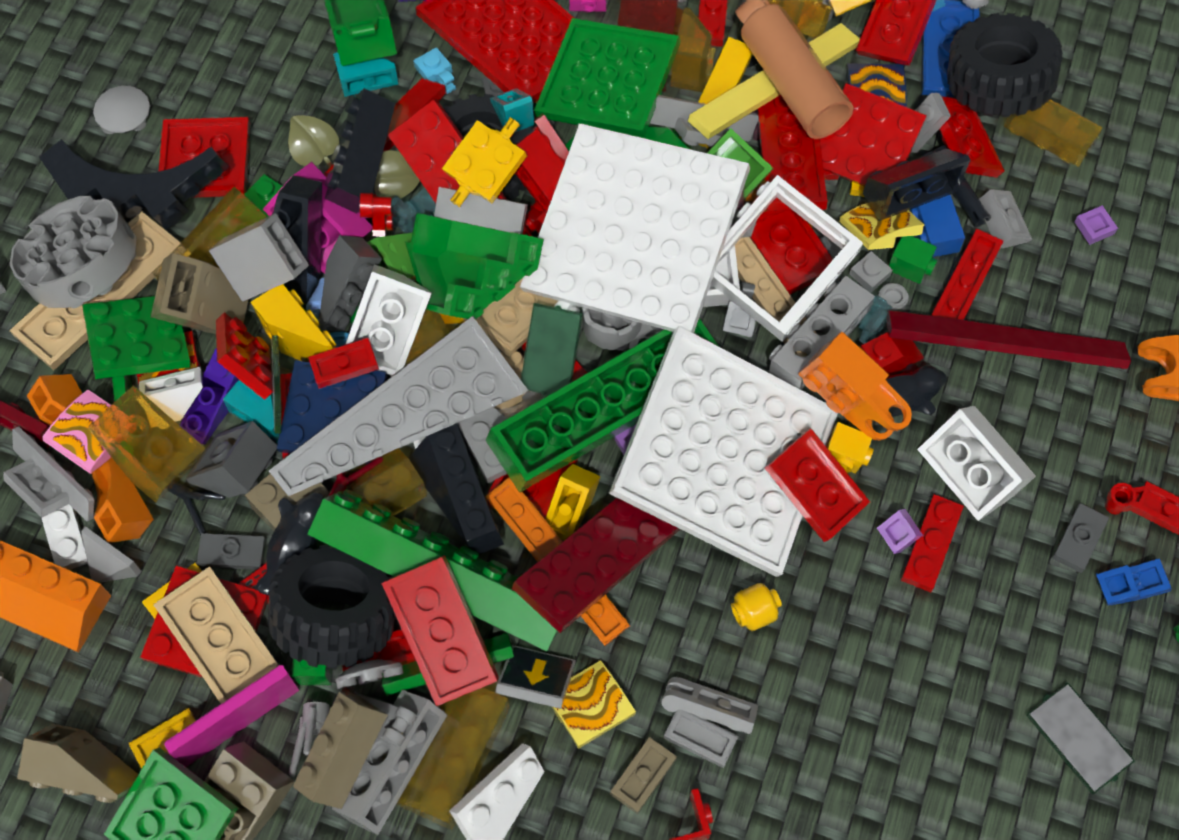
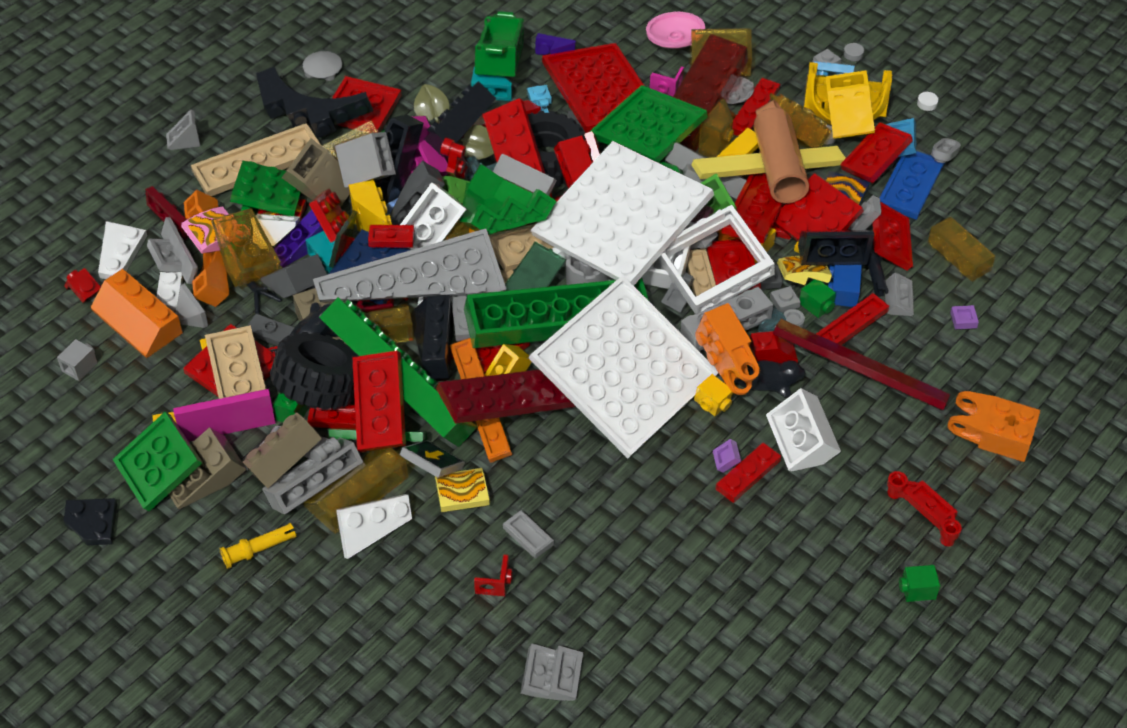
camera: 20 degrees right, 15 degrees down
(73, 252) = (251, 129): light grey brick -> none
(75, 763) = (110, 407): dark tan slope -> none
(368, 672) = (322, 415): light grey dish -> none
(484, 162) = (537, 144): yellow plate -> none
(514, 105) = (574, 125): teal slope -> none
(643, 775) = (477, 541): dark tan plate -> none
(709, 704) = (542, 514): light grey plate -> none
(756, 606) = (602, 467): yellow head -> none
(817, 485) = (680, 408): red plate -> none
(1004, 64) = (936, 194): black tyre -> none
(1080, 538) = (858, 502): dark grey plate -> none
(1080, 738) = (797, 623): flat silver piece -> none
(1134, 582) = (877, 541): blue slope -> none

